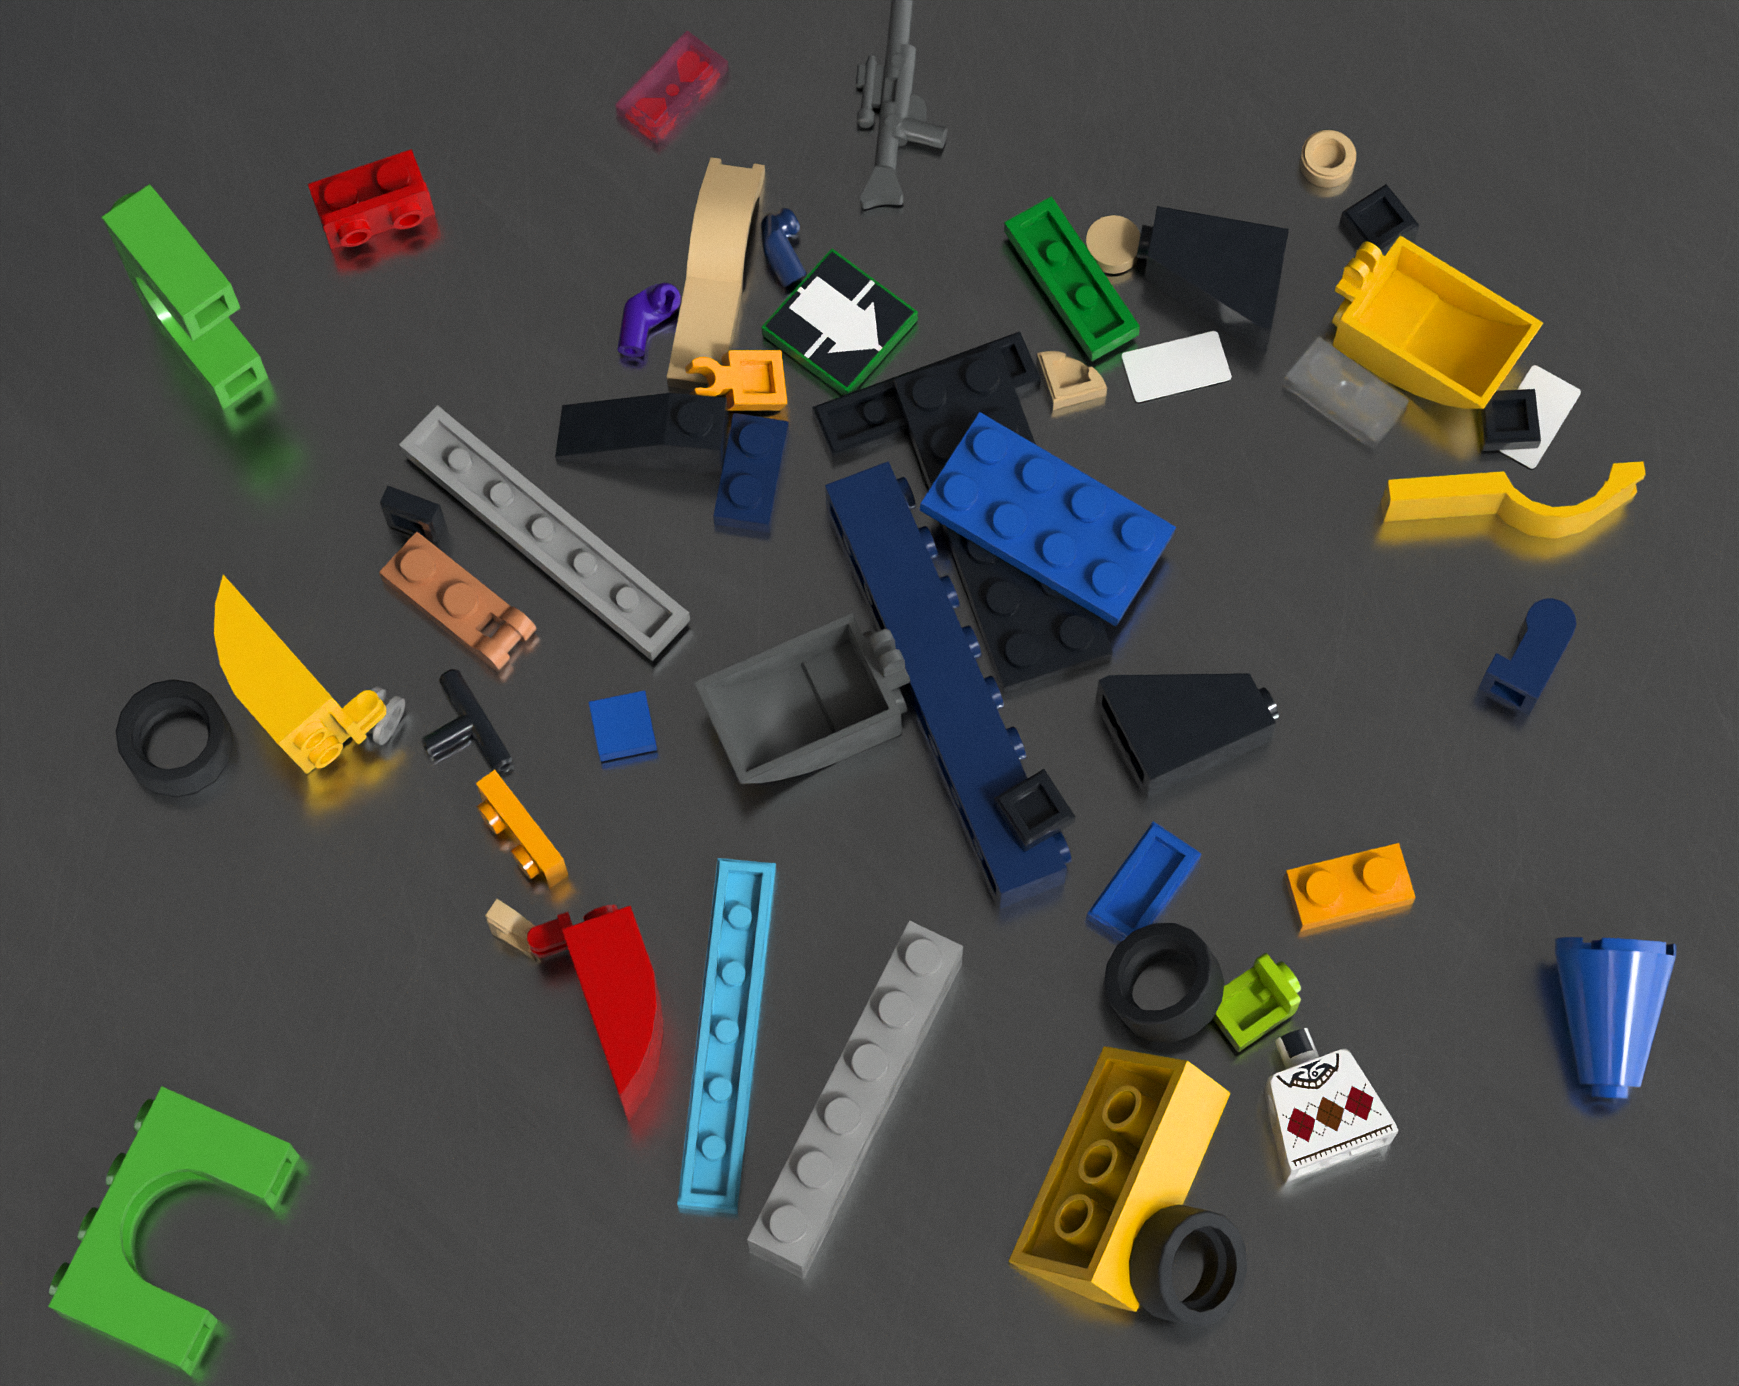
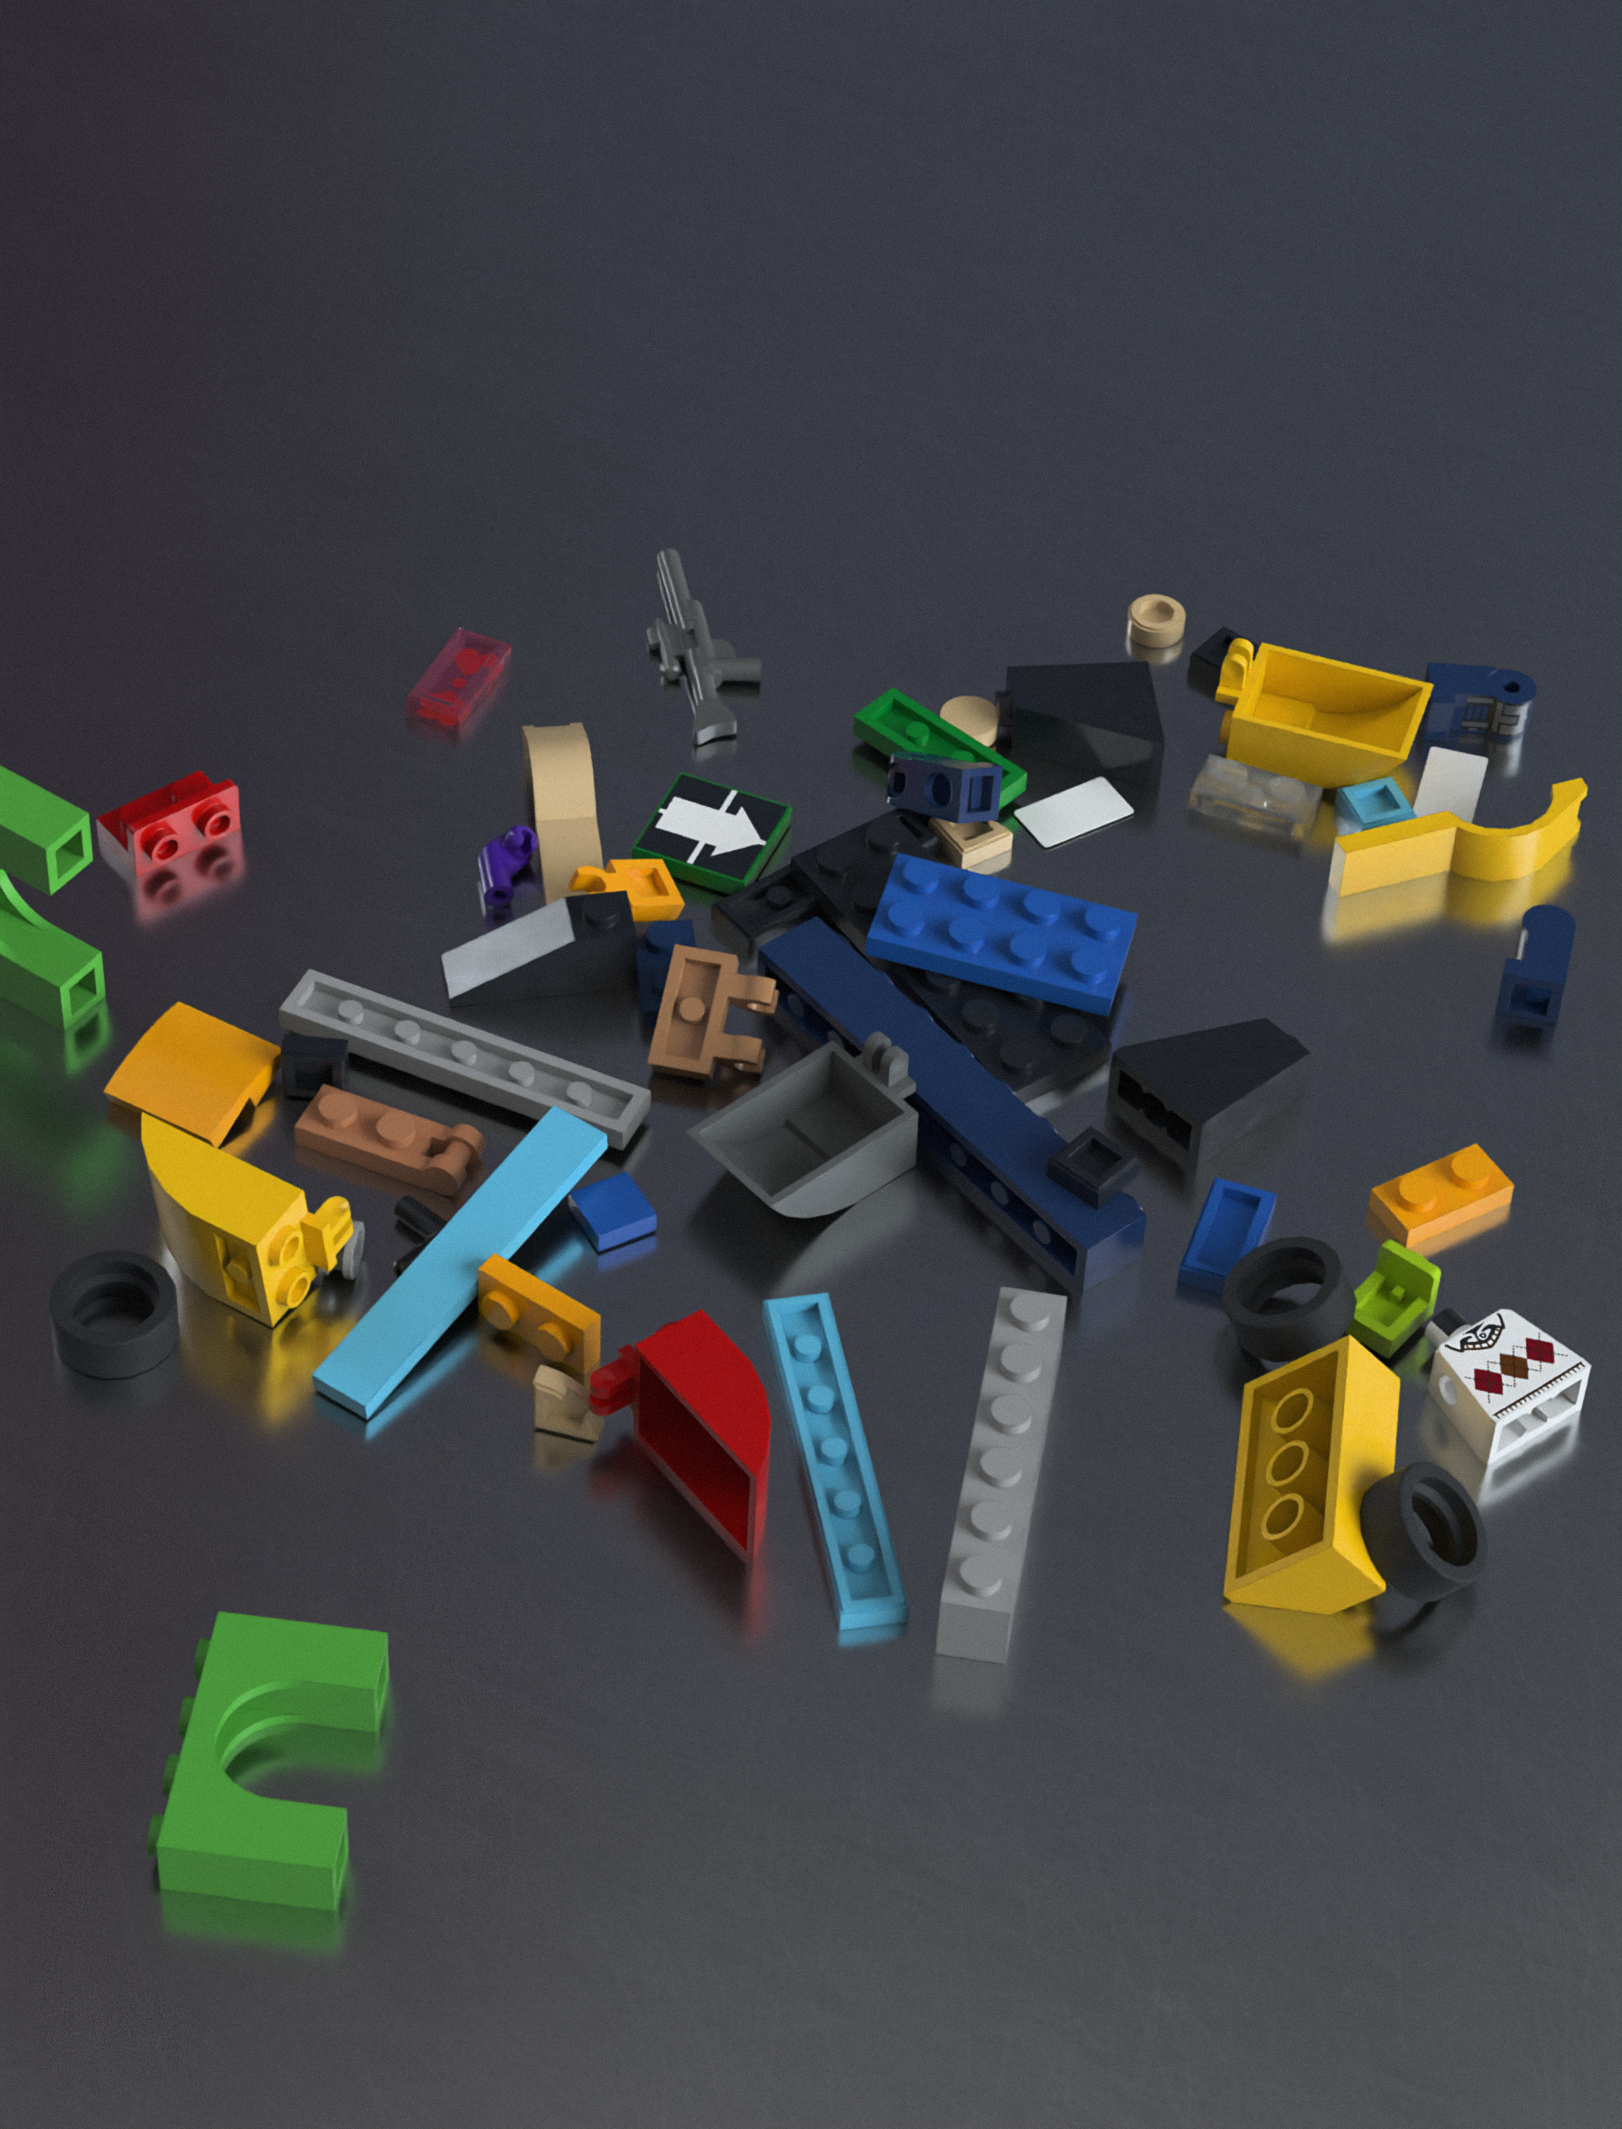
camera: 20 degrees left, 25 degrees down
(312, 492) = (194, 1073): none -> light orange slope
(486, 743) = (445, 1273): none -> medium azure tile
(751, 538) = (694, 1014): none -> medium nougat plate
(777, 248) = (620, 775): dark blue arm -> none
(1054, 332) = (944, 787): none -> dark blue leg
(1451, 433) = (1373, 804): none -> medium azure tile
(1510, 421) = (1431, 786): black tile -> none
(1588, 329) = (1477, 701): none -> dark blue leg

